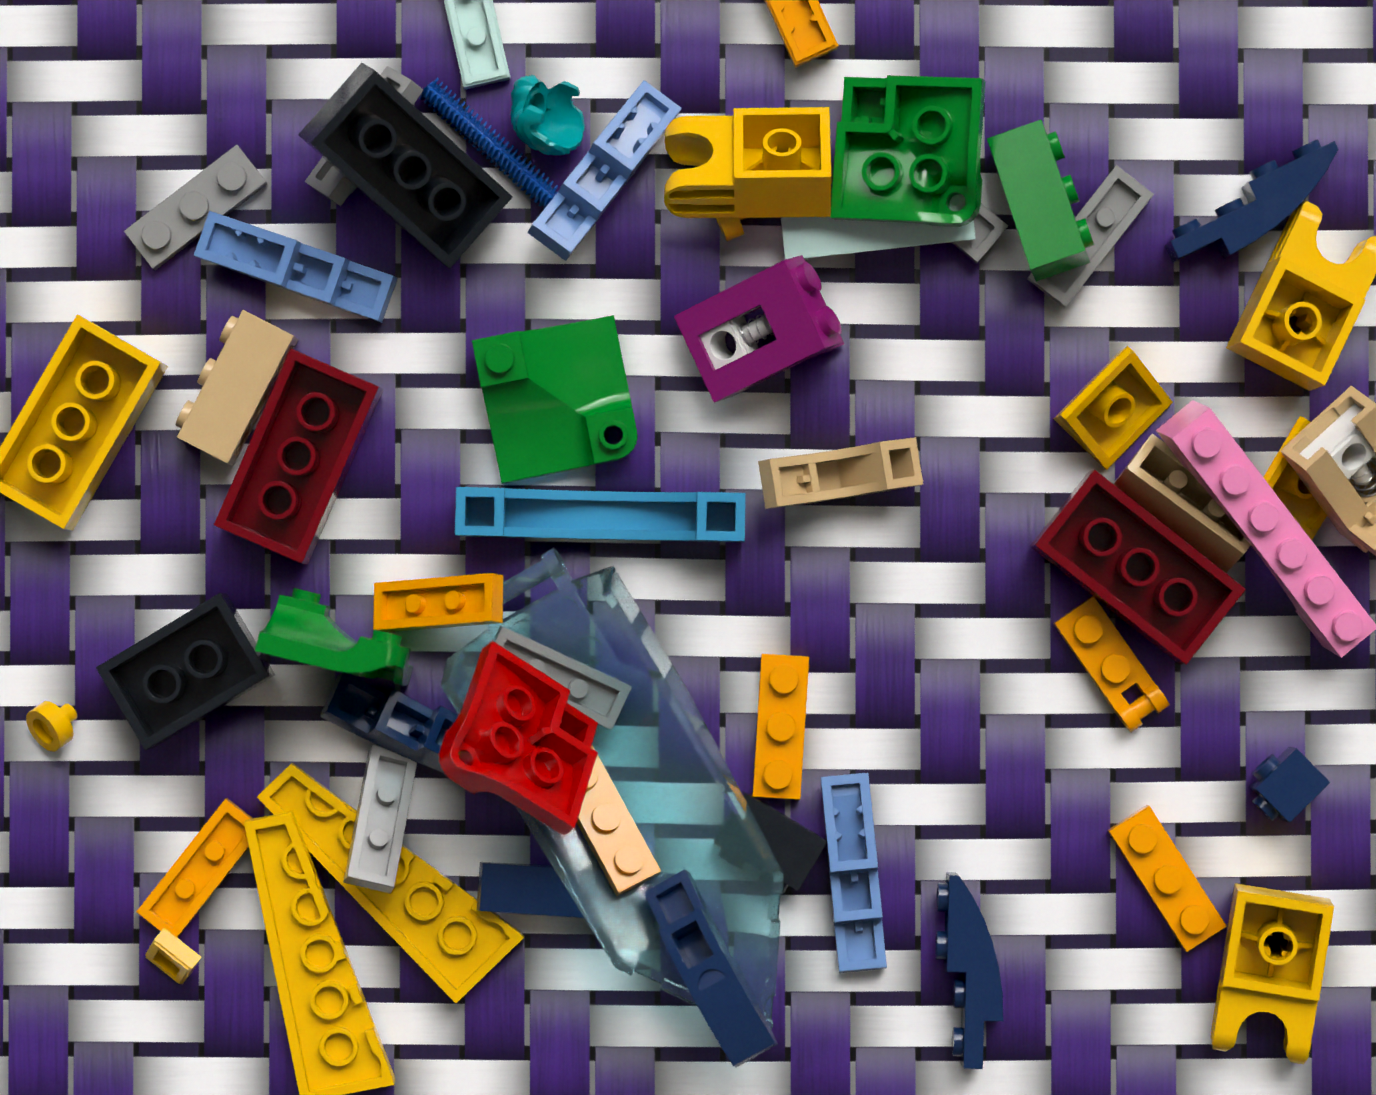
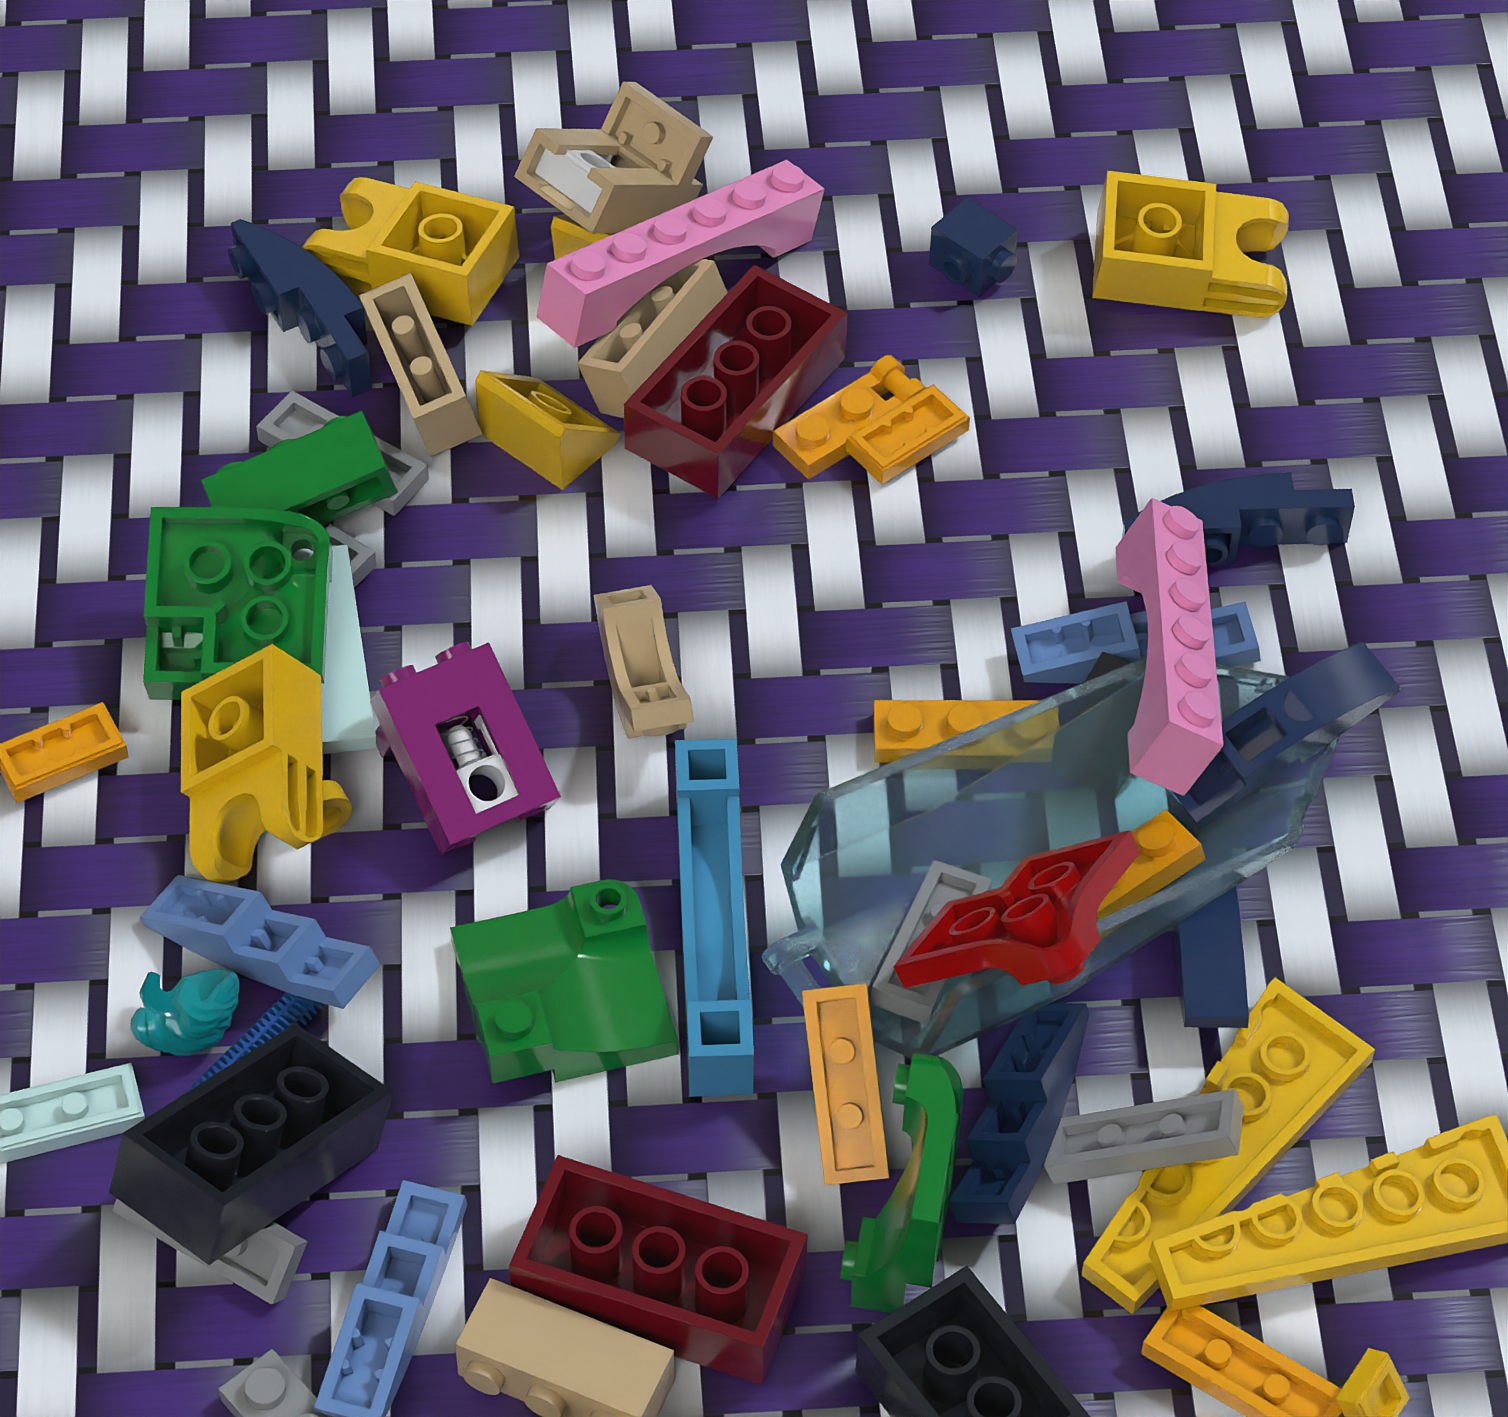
camera: 90 degrees left, 35 degrees down
(711, 885) = (1179, 704): none -> bright pink arch
(1085, 708) = (907, 434): none -> light orange plate
(1167, 878) = (1095, 358): light orange plate -> none
(1169, 301) = (420, 365): none -> tan brick

